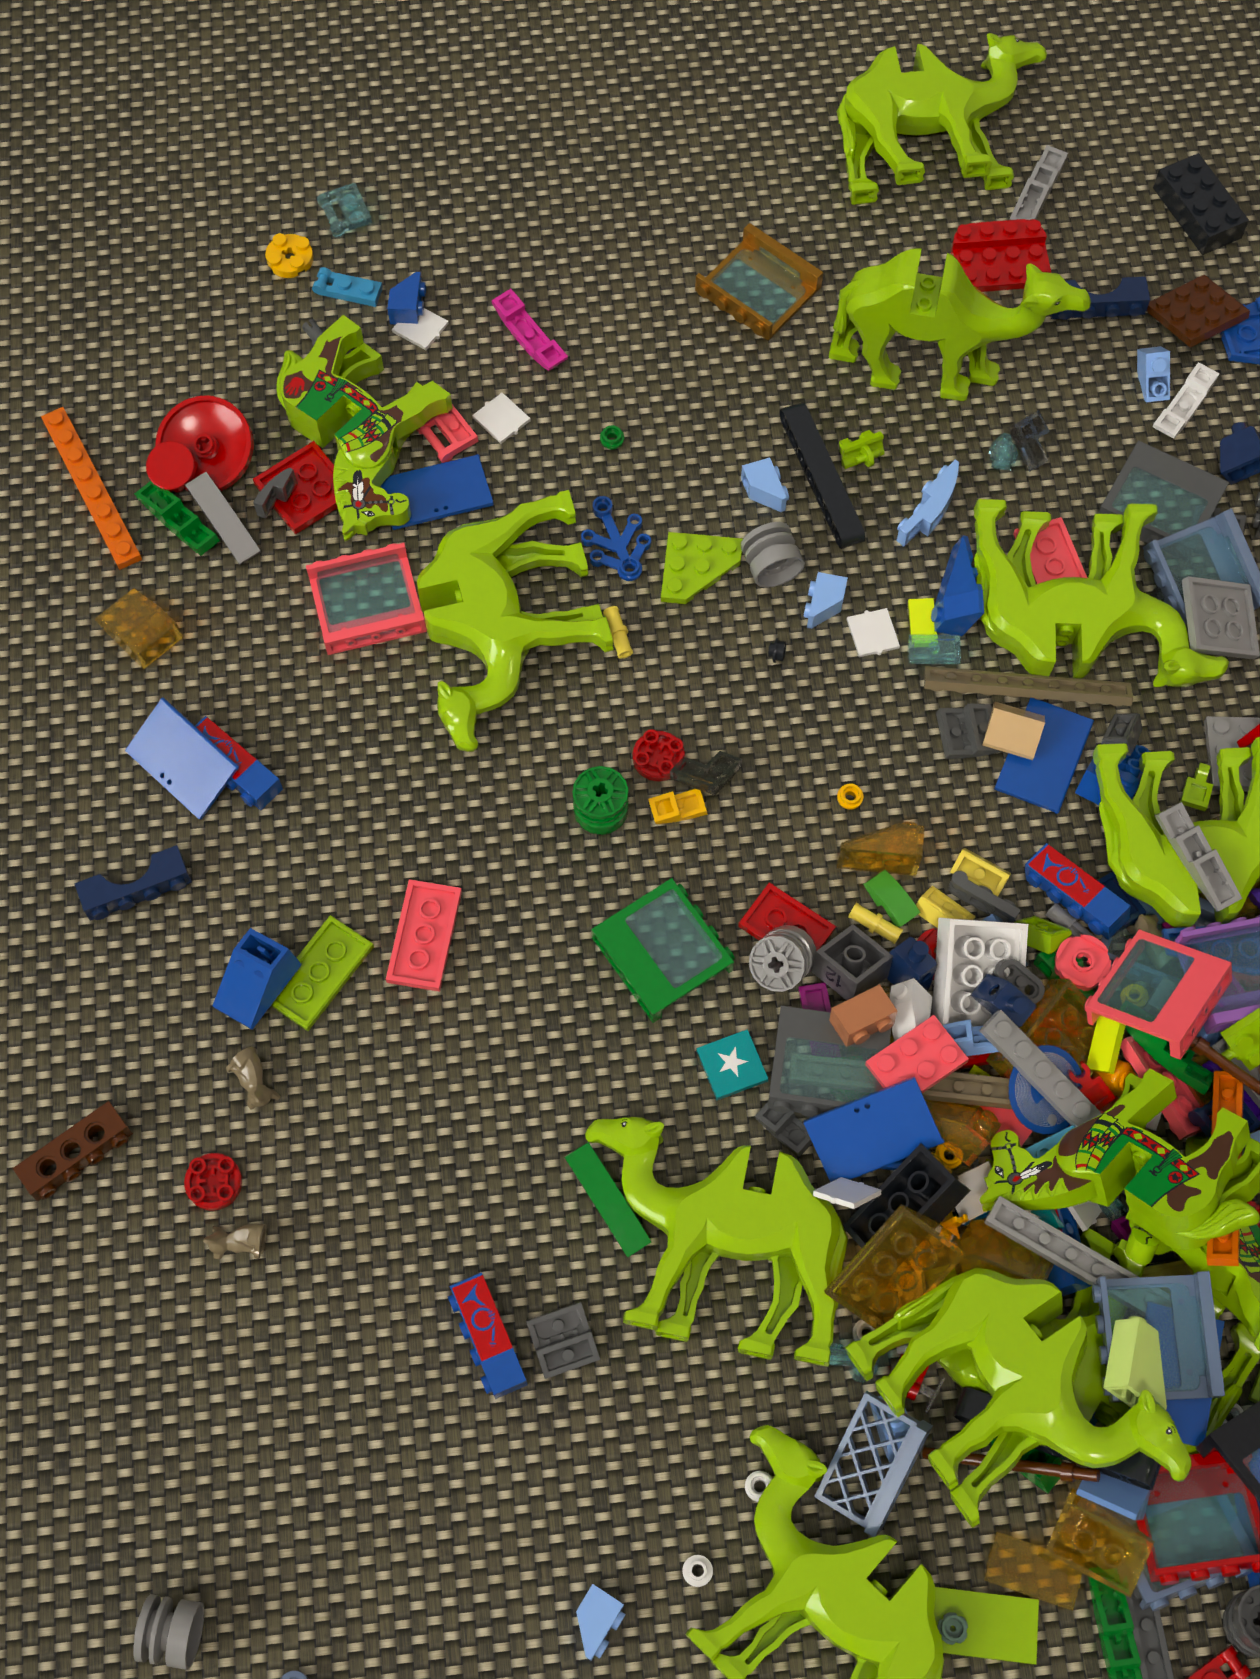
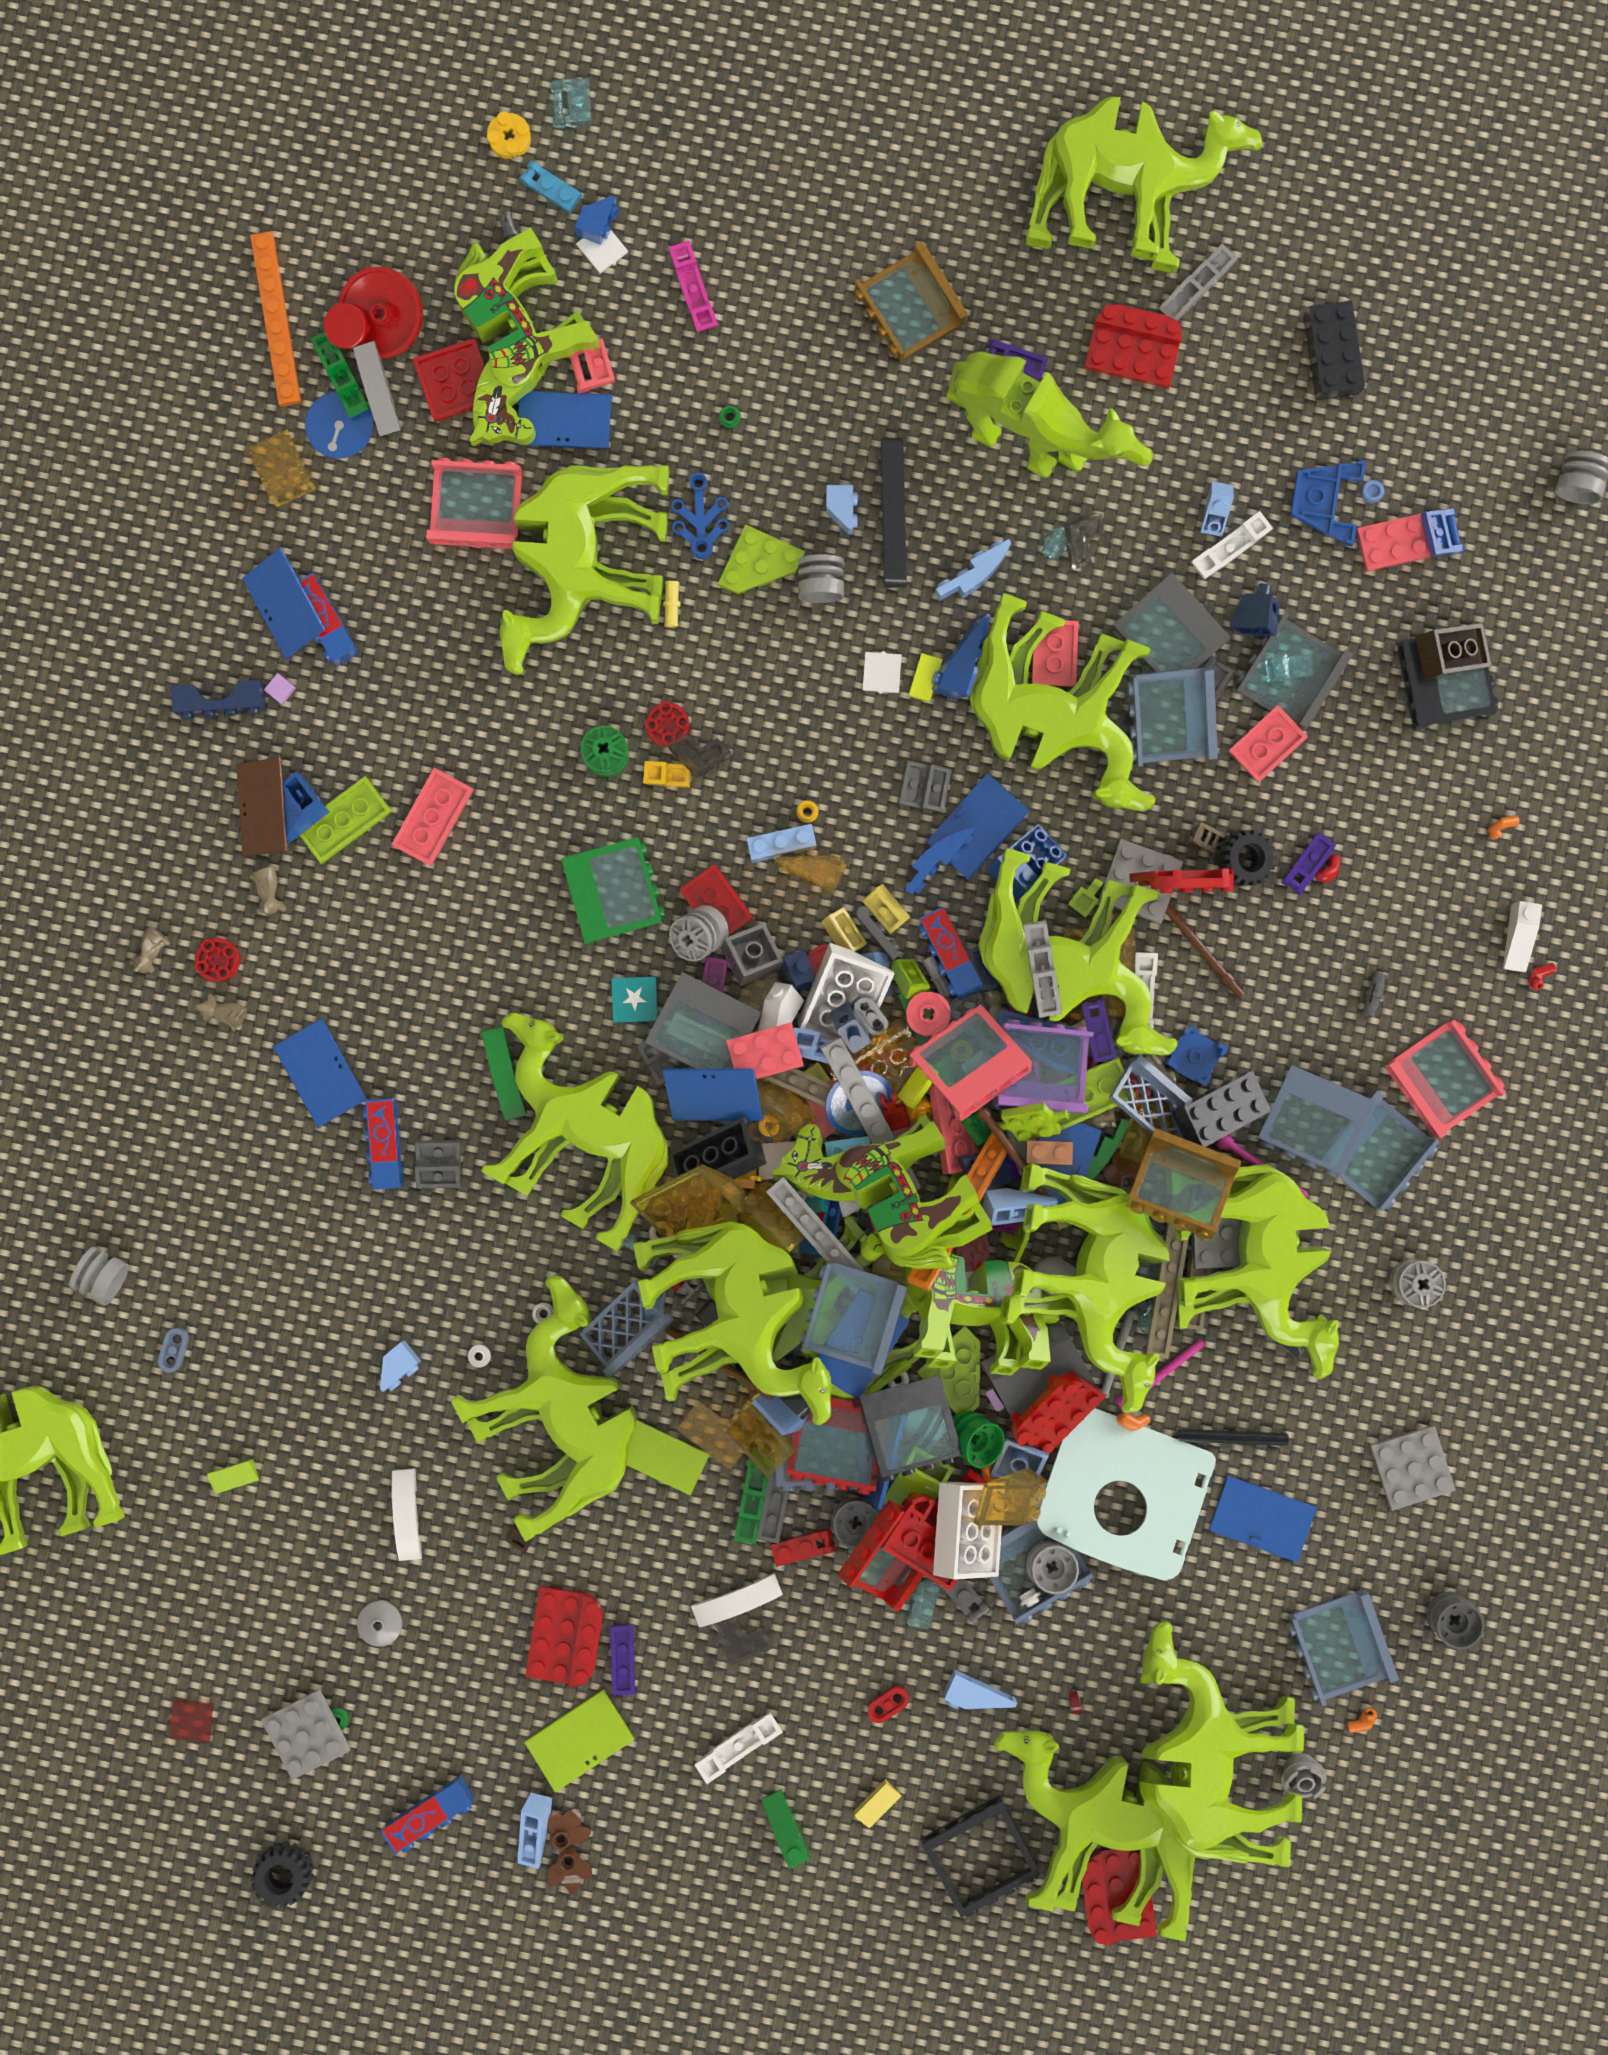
camera: 15 degrees right, 20 degrees up
(57, 1152) = (84, 909): reddish brown brick -> none
(126, 1190) = (150, 946): none -> dark tan animal
(186, 575) = (333, 431): none -> blue piece
(201, 853) = (280, 688): none -> lavender tile
(225, 994) = (264, 814): none -> reddish brown container
(277, 488) = (432, 377): dark grey slope -> none
(381, 1284) = (321, 1081): none -> blue container
(501, 418) = (643, 364): white piece -> none
(777, 650) = (796, 664): black plate -> none
(821, 843) = (781, 842): none -> light blue arch
(827, 598) = (853, 632): light blue slope -> none
(847, 1193) = (676, 1133): white piece -> none
(861, 450) = (936, 501): lime hips -> none
(863, 1016) = (739, 1004): nougat brick -> none
(875, 923) = (786, 924): light yellow pin -> none
(893, 898) = (806, 908): bright green slope -> none
(934, 649) = (923, 707): clear light blue slope -> none
(951, 1619) = (642, 1460): sand green plate -> none
(1014, 730) = (959, 799): tan slope -> none
(1016, 793) = (944, 851): none -> blue slope
(1028, 686) = (987, 764): dark tan plate -> none
(1124, 729) = (1046, 832): dark grey slope -> none
(1127, 299) = (1175, 412): dark blue arch -> none
(1135, 1362) = (827, 1332): yellowish green slope -> none
(1197, 310) = (1281, 459): reddish brown plate -> none
(1220, 618) = (1166, 760): light grey plate -> none

